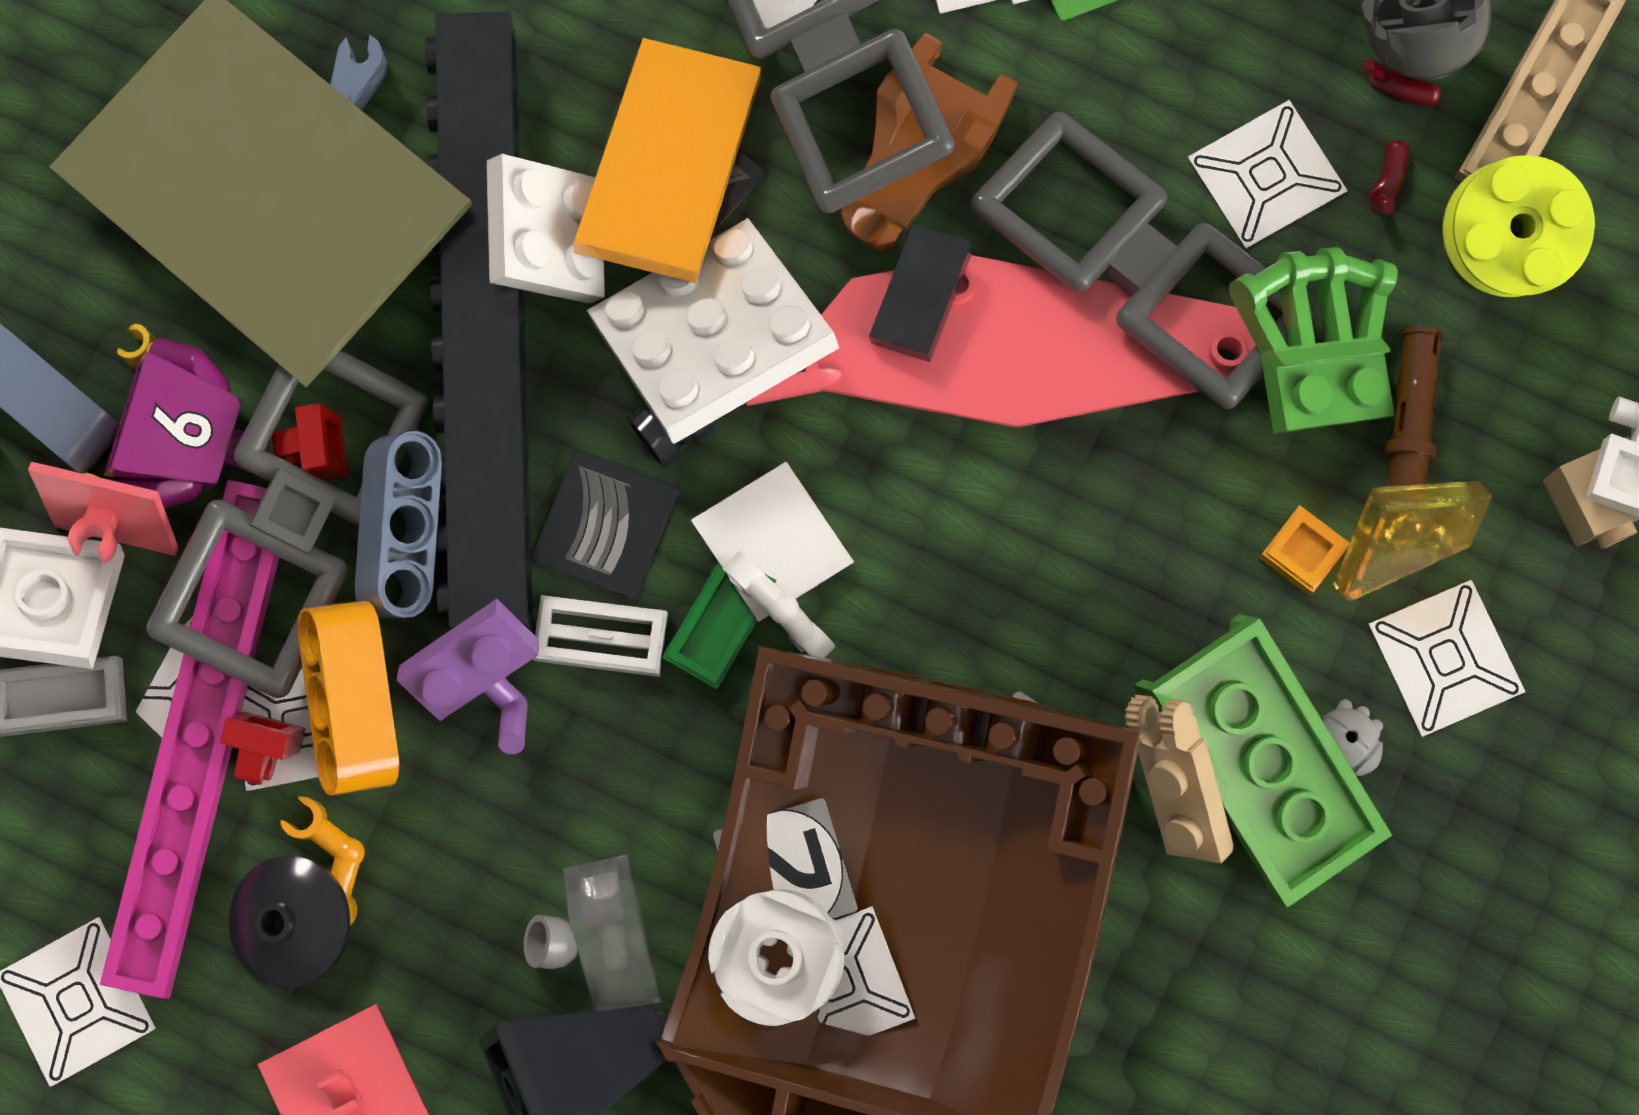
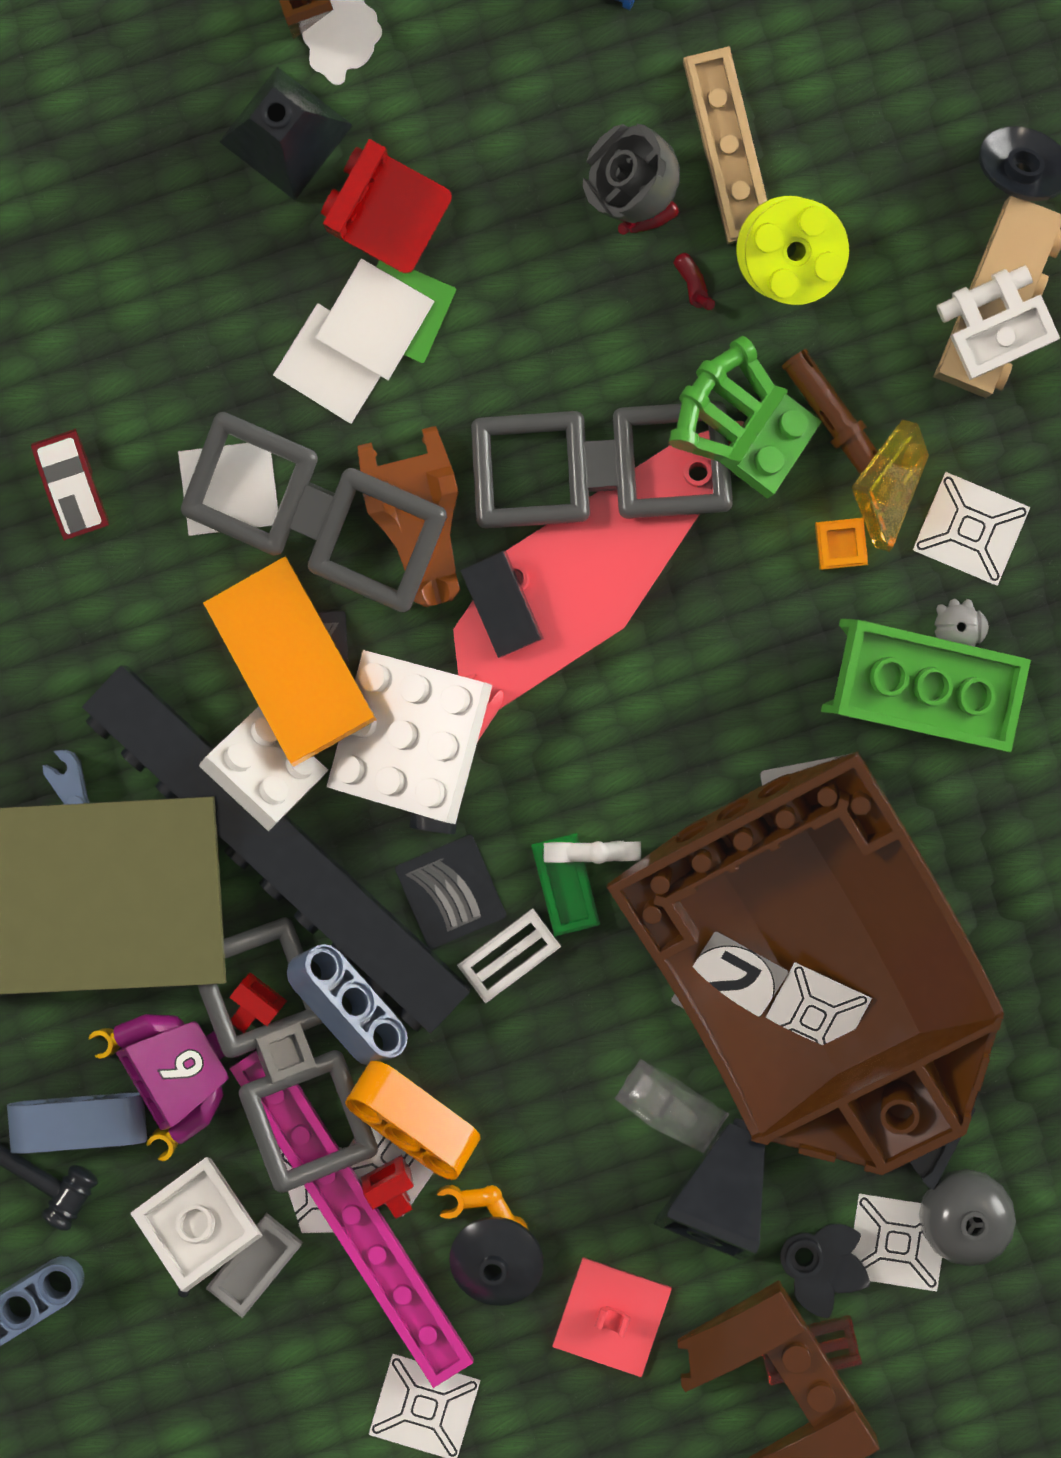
camera: 40 degrees left, 10 degrees up
(103, 510) = (186, 1152): coral piece -> none
(472, 662) = (458, 1039): medium lavender plate -> none
(549, 942) = (642, 1142): light grey hinge -> none
(742, 972) = (760, 1062): white plate -> none
(778, 530) = (549, 809): white sticker -> none
(1180, 779) = (894, 743): tan hinge -> none
(1267, 174) = (622, 342): white sticker -> none

